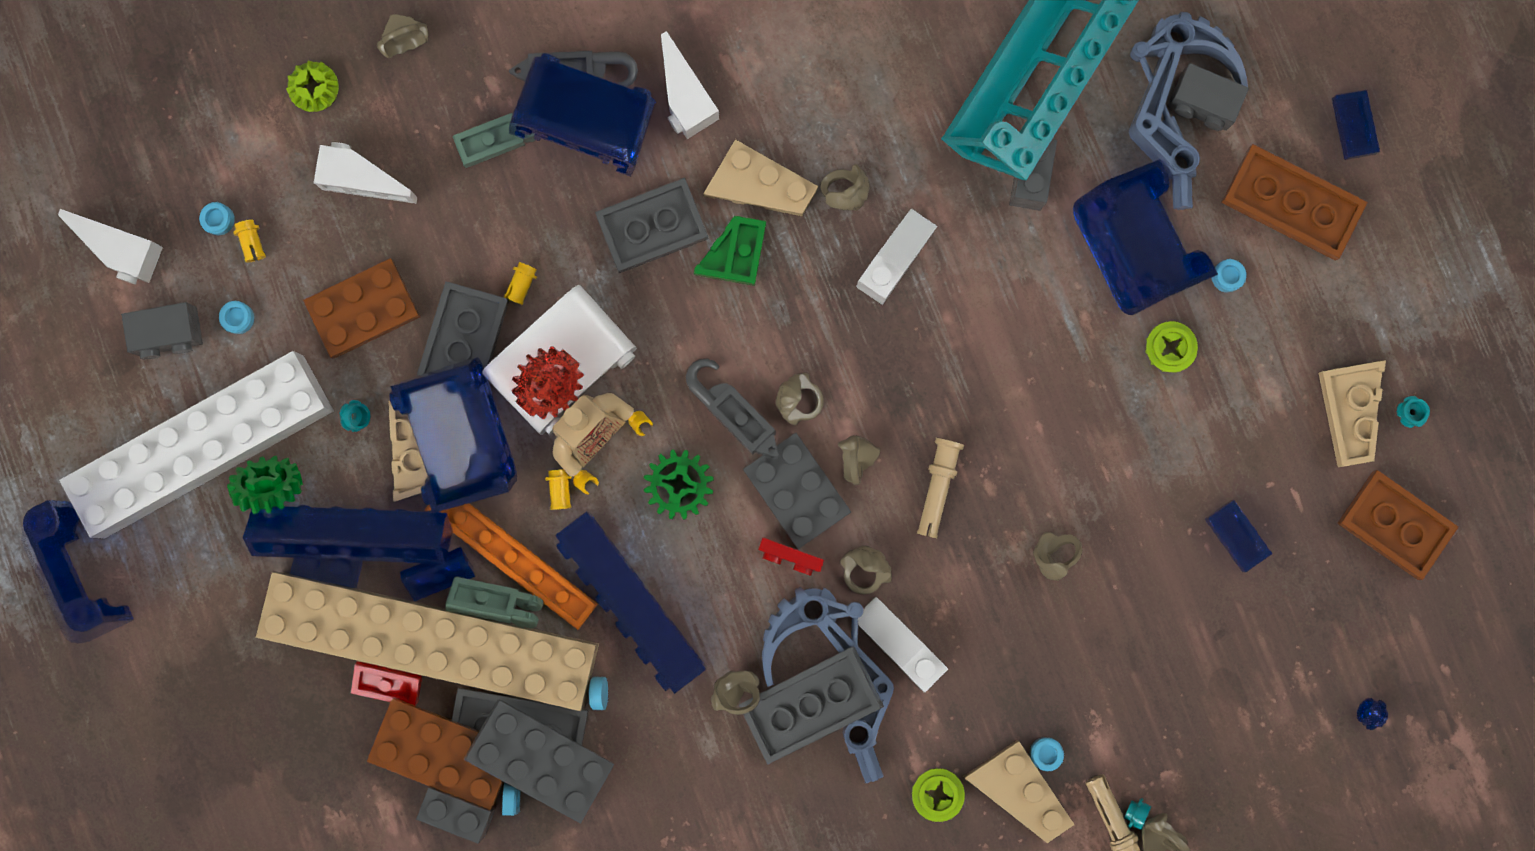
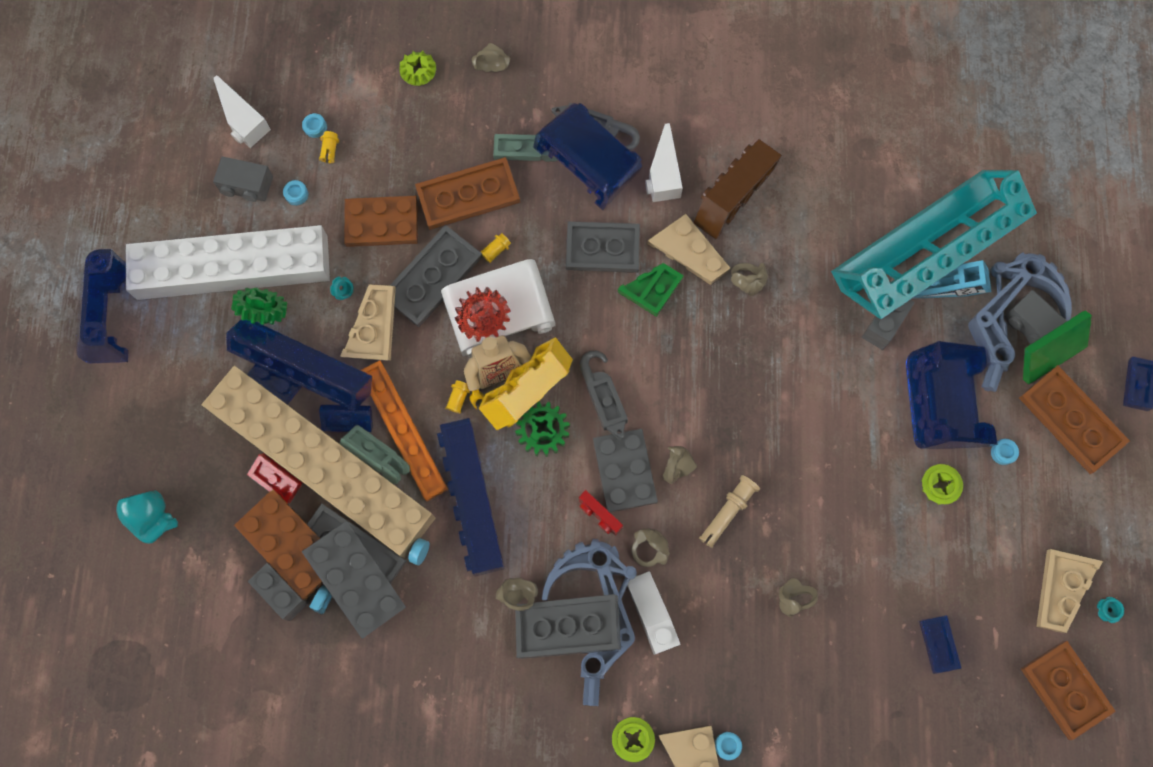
camera: 30 degrees right, 10 degrees down
(253, 794) = (145, 516): none -> teal piece
(348, 172) = (414, 130): white slope -> none
(453, 227) = (467, 193): none -> dark orange plate
(457, 434) = (404, 324): clear blue windscreen -> none
(637, 441) = (526, 385): none -> yellow brick
(784, 79) = (735, 187): none -> reddish brown wedge
(790, 395) = (649, 399): dark tan piece -> none
(896, 256) = (764, 338): white slope -> none
(1106, 84) = (963, 281): none -> medium azure slope
(1243, 123) = (1056, 347): none -> green tile

